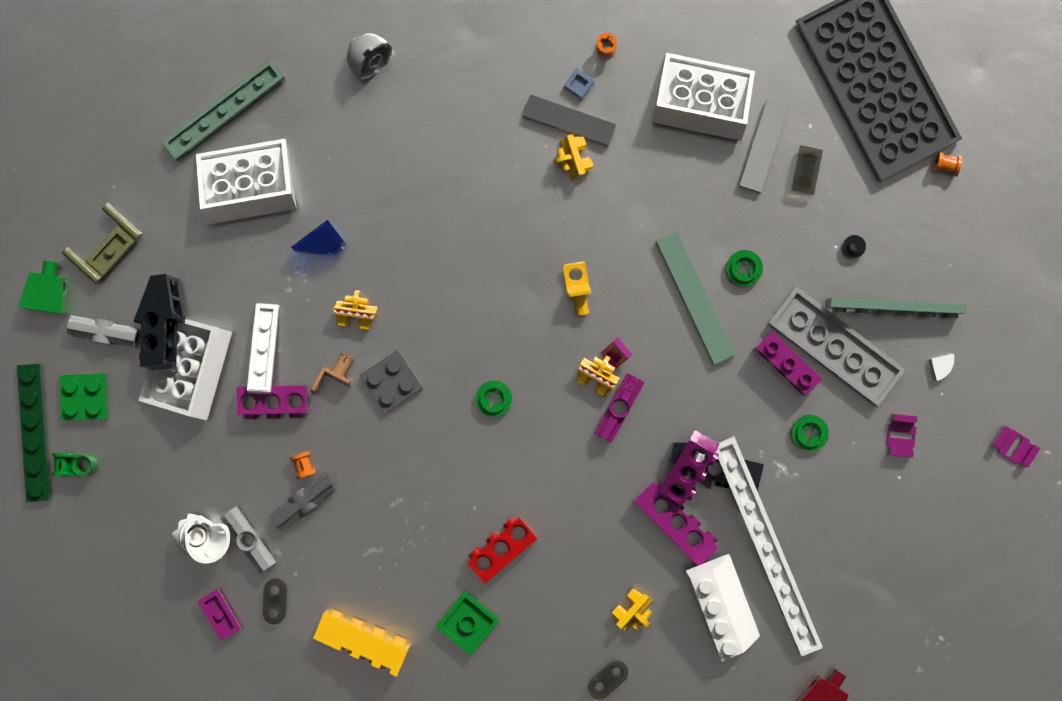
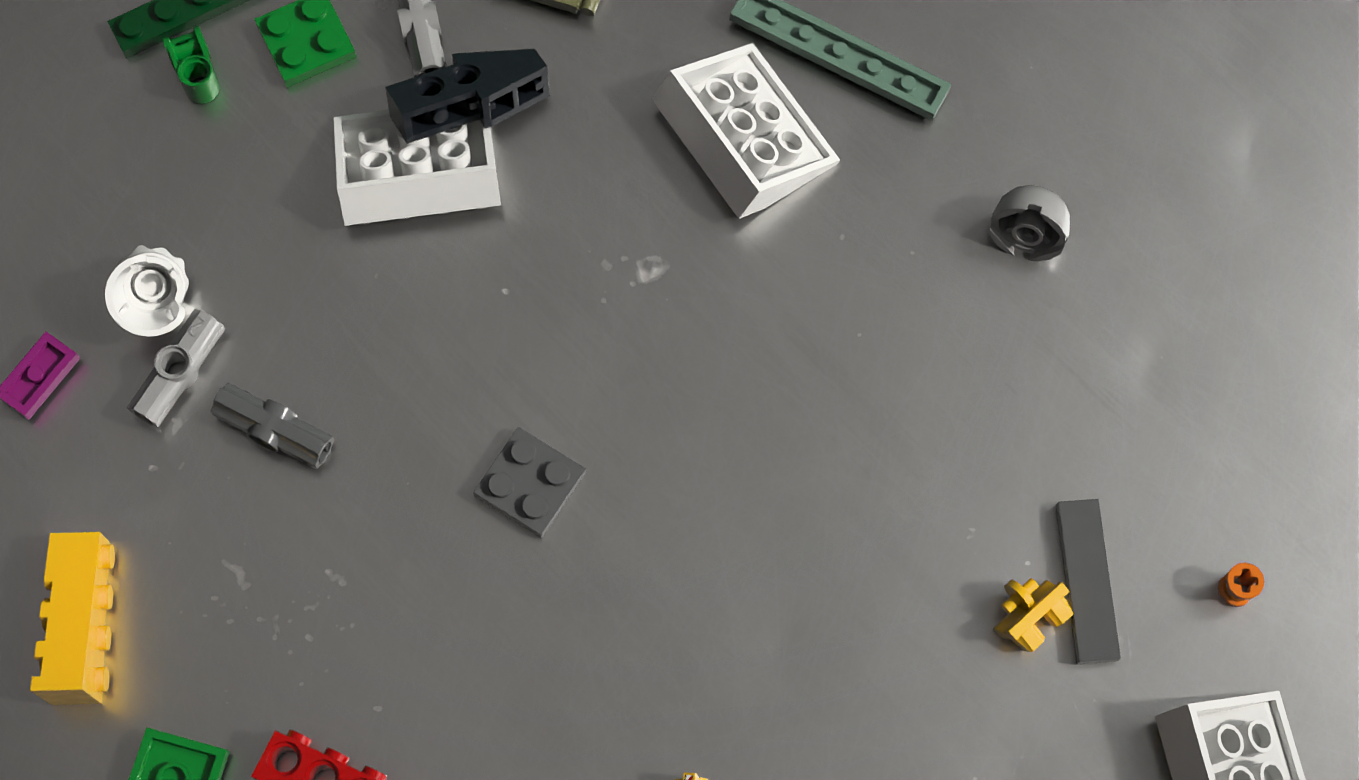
camera: 60 degrees right, 15 degrees down
(263, 349) = (493, 260): white tile -> none
(275, 601) = (92, 455): clear smoke plate -> none
(283, 394) = (417, 292): magenta brick -> none
(302, 465) = (333, 400): orange bush -> none
(321, 242) = (705, 277): clear blue slope -> none
(337, 373) = (505, 390): medium nougat bracket -> none
(354, 307) = (612, 360): yellow hips -> none
(489, 388) = (558, 646): green gear -> none
(577, 288) = (819, 716): yellow bracket -> none
(579, 84) = (1154, 571): sand blue tile -> none

